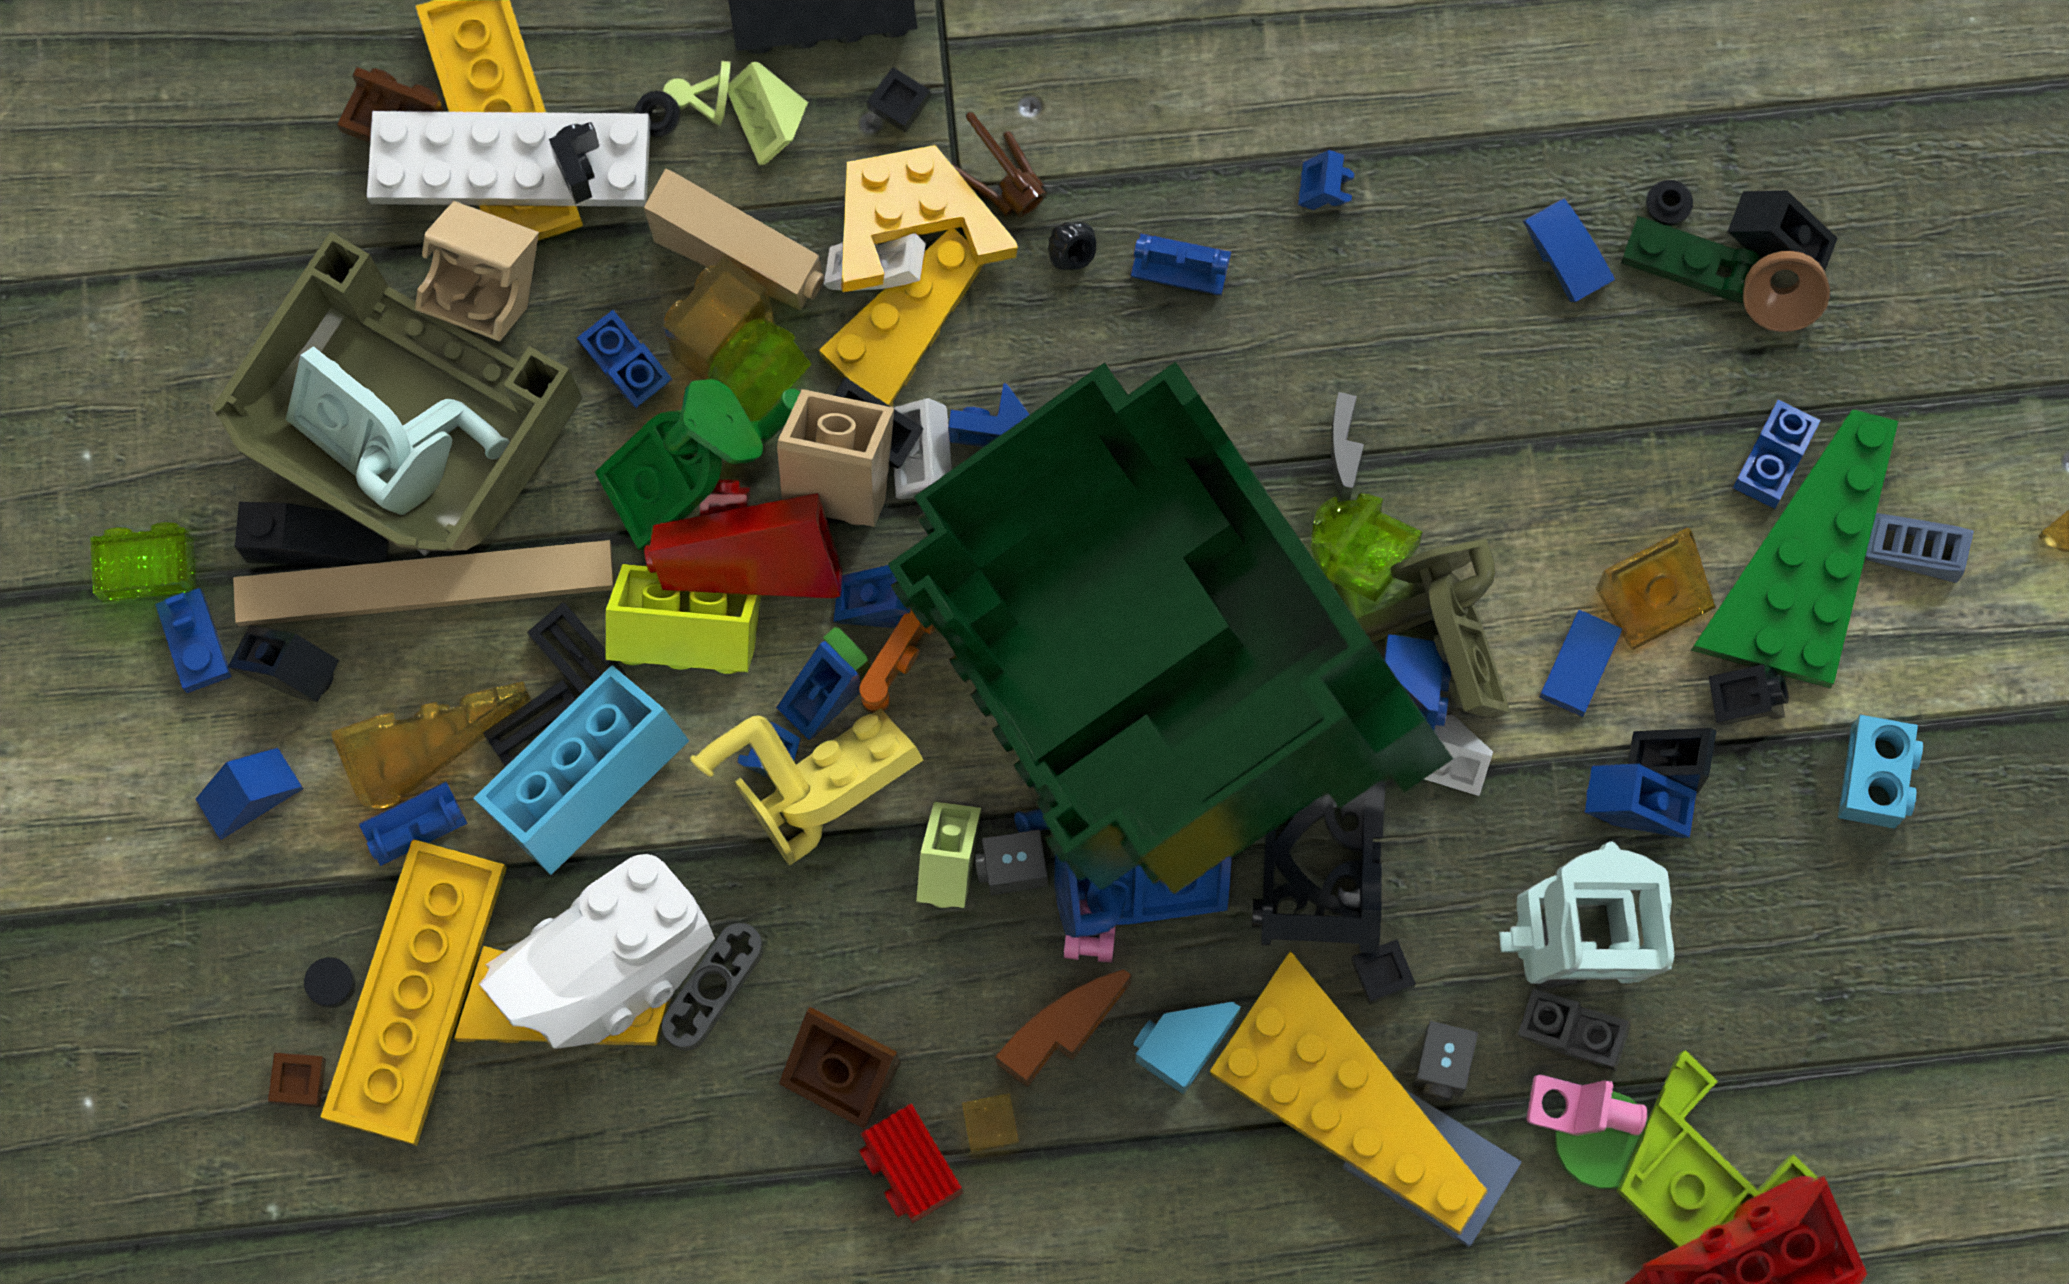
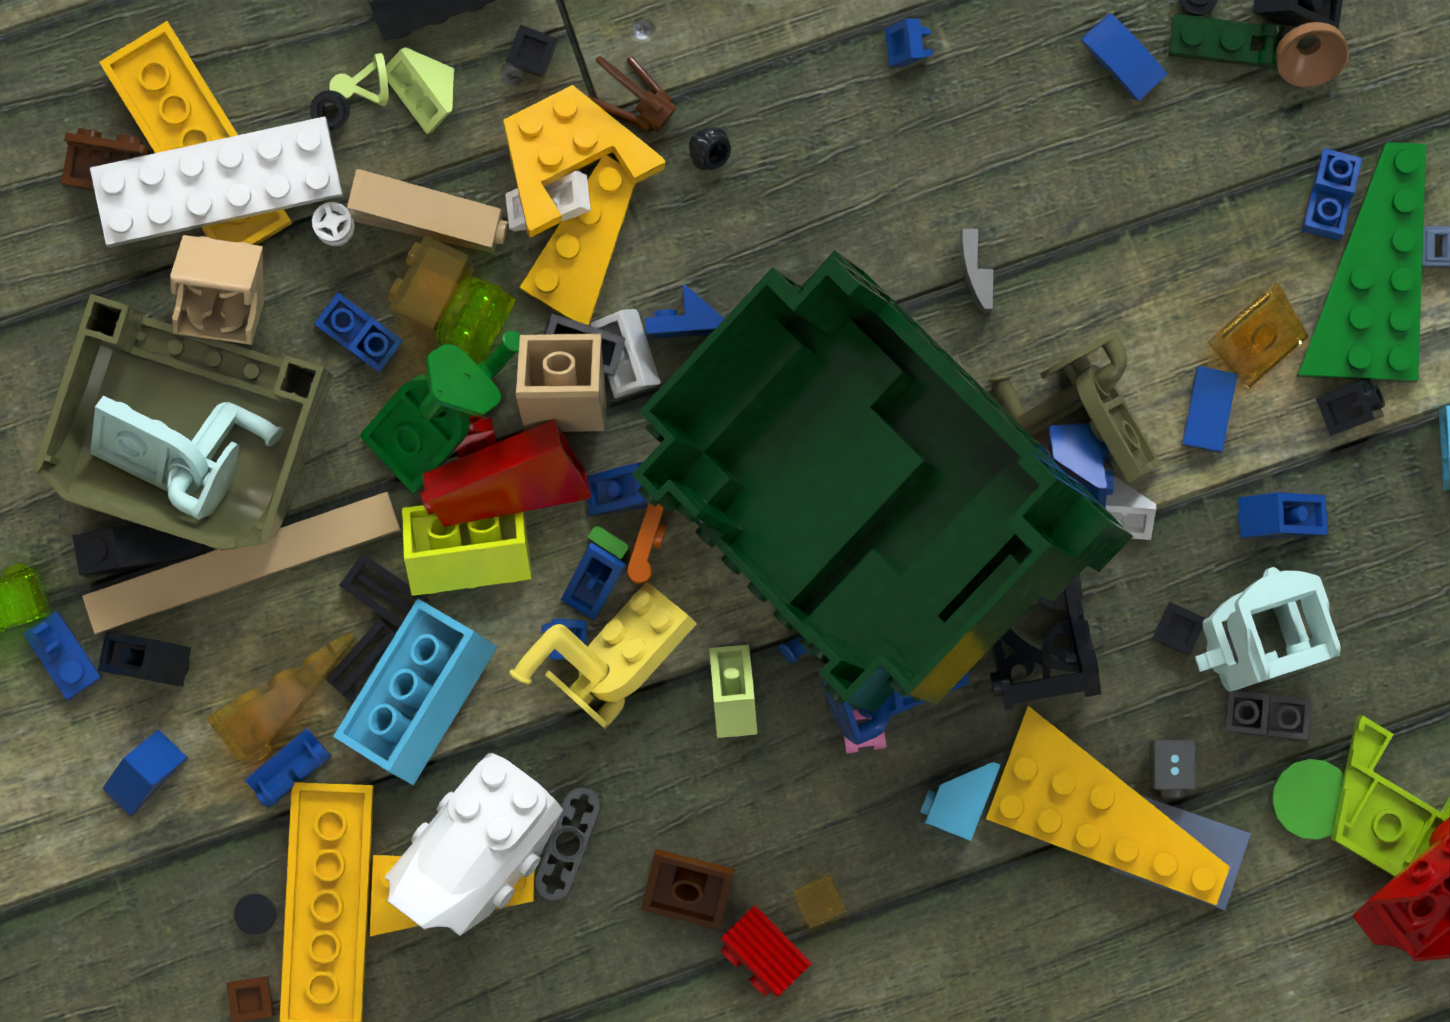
camera: 15 degrees left, 10 degrees up
(569, 152) = (279, 183): black bracket -> none
(623, 225) = (330, 216): none -> white wheel
(1012, 862) = (786, 686): dark grey brick -> none
(1062, 1026) = (860, 810): dark orange slope -> none
(1180, 264) = (803, 142): blue hinge -> none
(1360, 543) = (1009, 353): clear neon green slope -> none
(1383, 972) = (1107, 708): black plate -> none
(1488, 905) = (1178, 628): none -> black tile
(1587, 1108) = (1295, 781): bright pink bracket -> none
(1675, 753) = (1301, 472): black slope -> none

